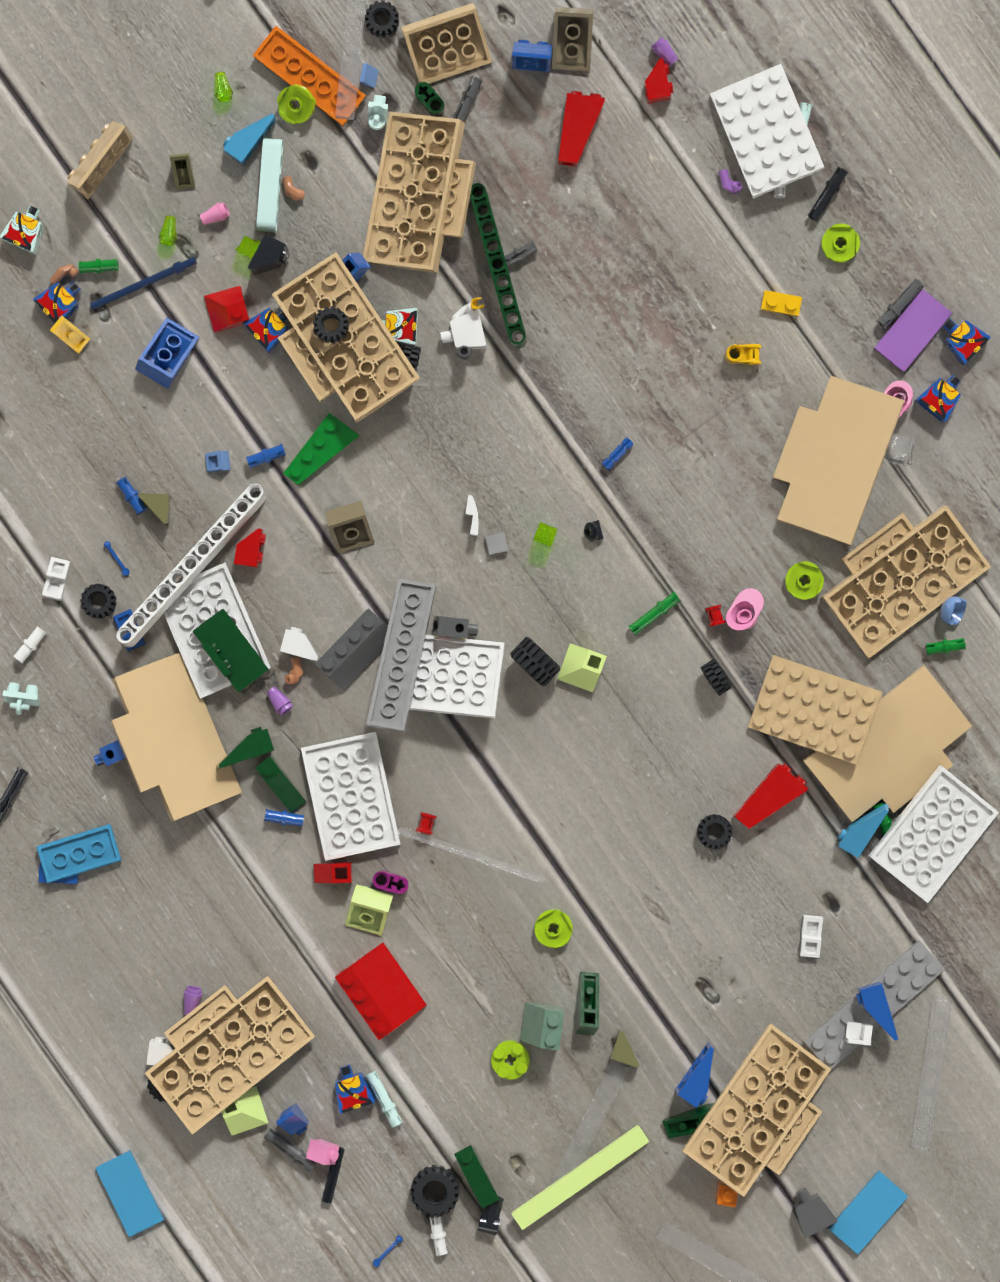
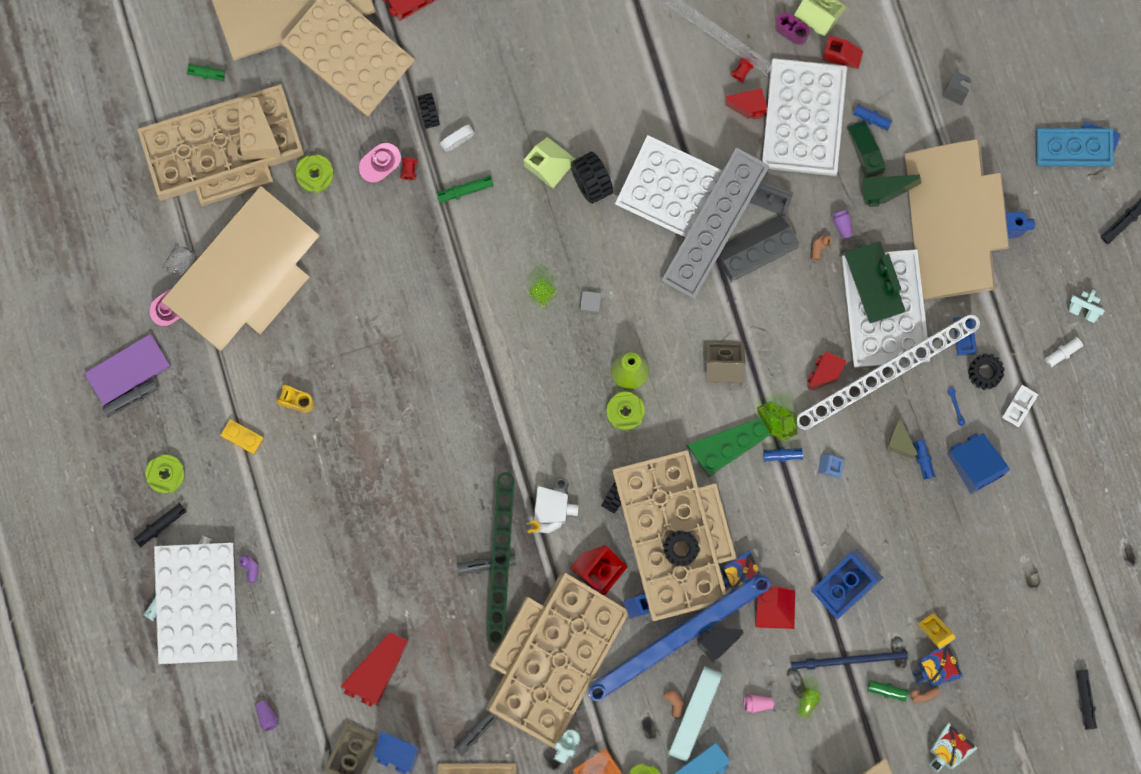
camera: 165 degrees left, 10 degrees down
(79, 507) = (977, 462): none -> blue slope
(182, 171) = (776, 755): olive slope -> none
(213, 871) = (955, 91): none -> dark grey hinge
(247, 247) = (734, 658): clear neon green panel -> none
(280, 485) = (778, 420): none -> clear neon green slope
(298, 644) = (808, 268): white slope -> none
(307, 247) = (678, 636): none -> blue piece
(353, 703) = (772, 198): none -> dark grey hinge
(402, 325) = (612, 533): torso -> none
(403, 288) = (599, 568): none -> red slope
(408, 790) = (748, 104): none -> red slope
(431, 437) = (616, 405): none -> lime plate
(434, 98) = (518, 748): dark green beam -> none
(437, 498) = (630, 370): none -> lime cone
(446, 627) = (658, 235): dark grey torso -> none
(471, 510) = (604, 338): white slope -> none
(593, 531) = (495, 283): black plate -> none
(615, 456) = (447, 347): blue axle -> none
(657, 85) = (285, 686): red slope -> none
(679, 661) = (457, 138): none -> white beam
(875, 598) = (255, 133): none -> tan wedge
(940, 398) = (125, 297): torso -> none
(953, 610) = (187, 101): medium blue hair -> none
(964, 340) = (82, 343): torso -> none

